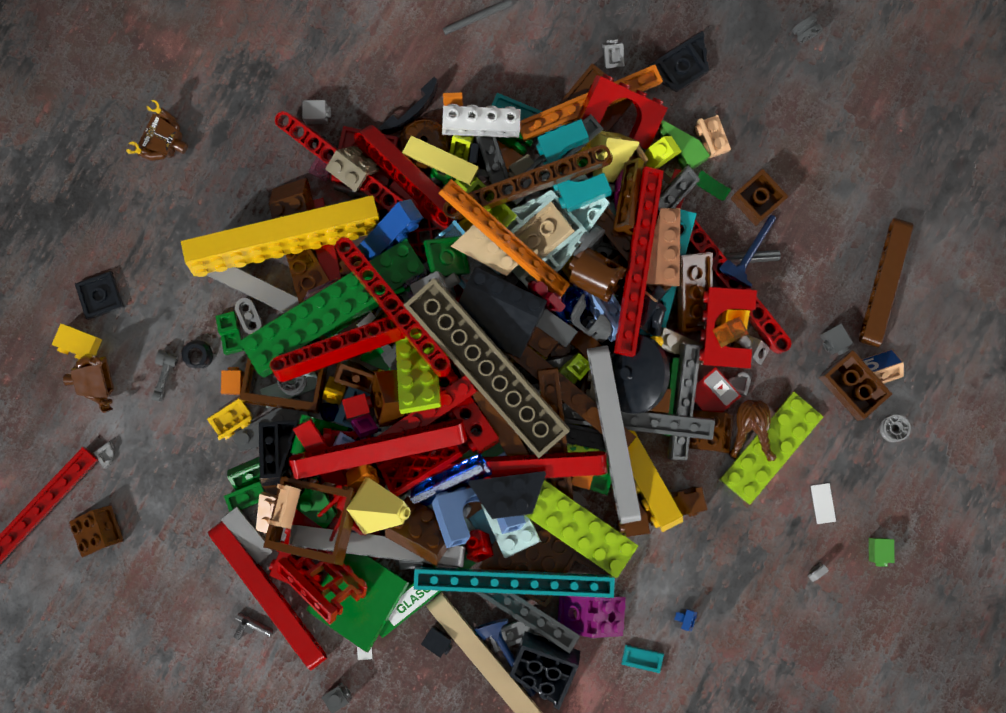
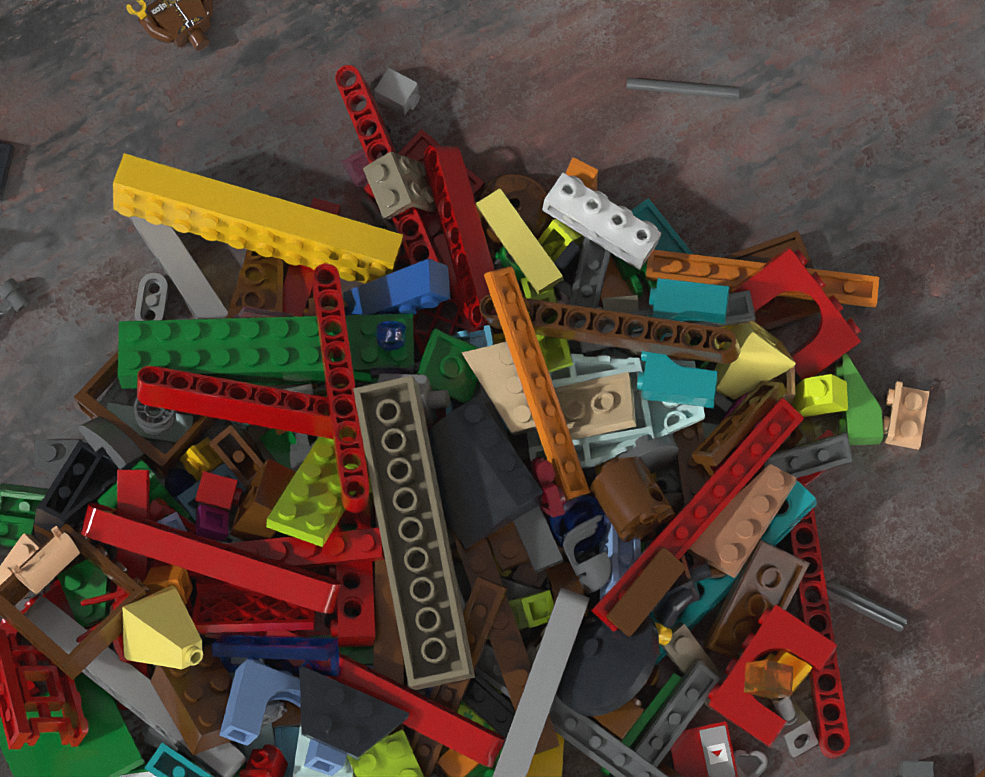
camera: 30 degrees right, 10 degrees down
(206, 350) = (70, 316): black piece -> none
(229, 332) = (114, 307): green slope -> none
(230, 418) = (47, 416): yellow bracket -> none
(231, 381) = (77, 370): orange brick -> none
(277, 411) = (117, 444): none -> dark grey slope
(291, 199) = (298, 182): reddish brown slope -> none
(393, 124) = (487, 164): black slope -> none
(402, 256) = (391, 332): none -> clear blue tile
(613, 53) = (834, 234): light grey bracket -> none
(639, 324) = (646, 592): none -> reddish brown tile
(683, 63) = (921, 299): black wing -> none
(713, 186) = (867, 481): green sticker -> none
(737, 272) = (829, 612): dark blue piece -> none
(759, 197) = (919, 530): reddish brown brick -> none

